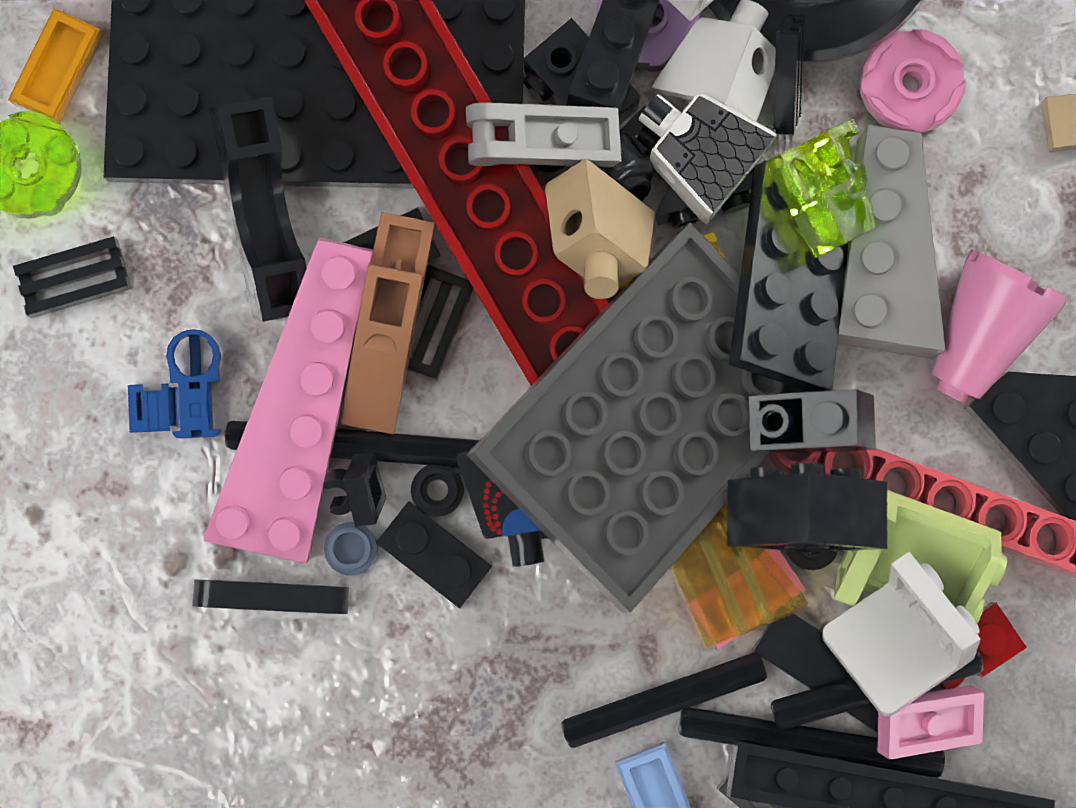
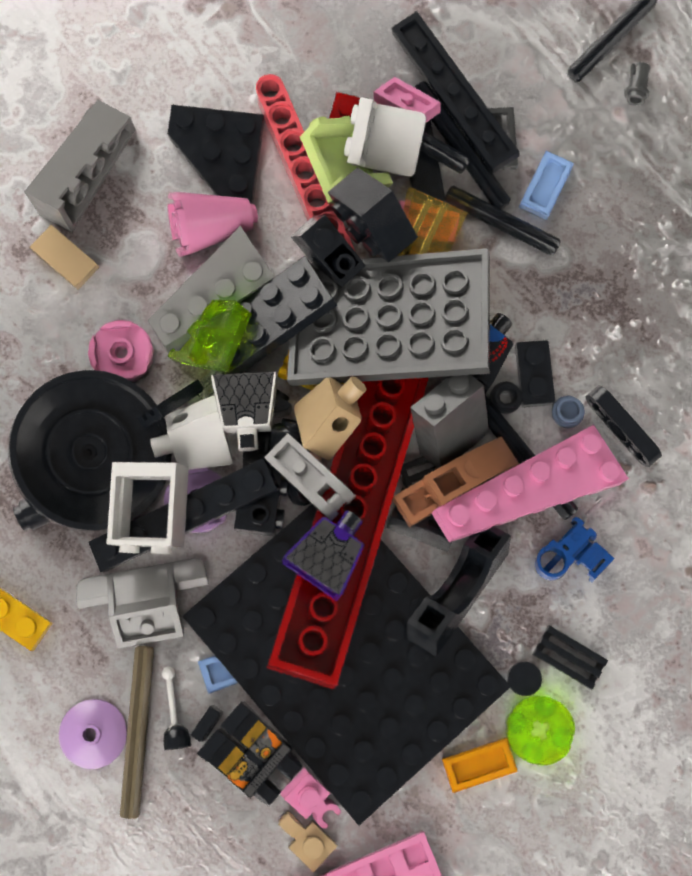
camera: 135 degrees left, 5 degrees down
(98, 203) = (524, 678): none -> black tile
(363, 489) = (541, 429): black tile -> none
(429, 66) = (327, 554): none -> torso
(463, 377) = (450, 419): none -> dark grey brick

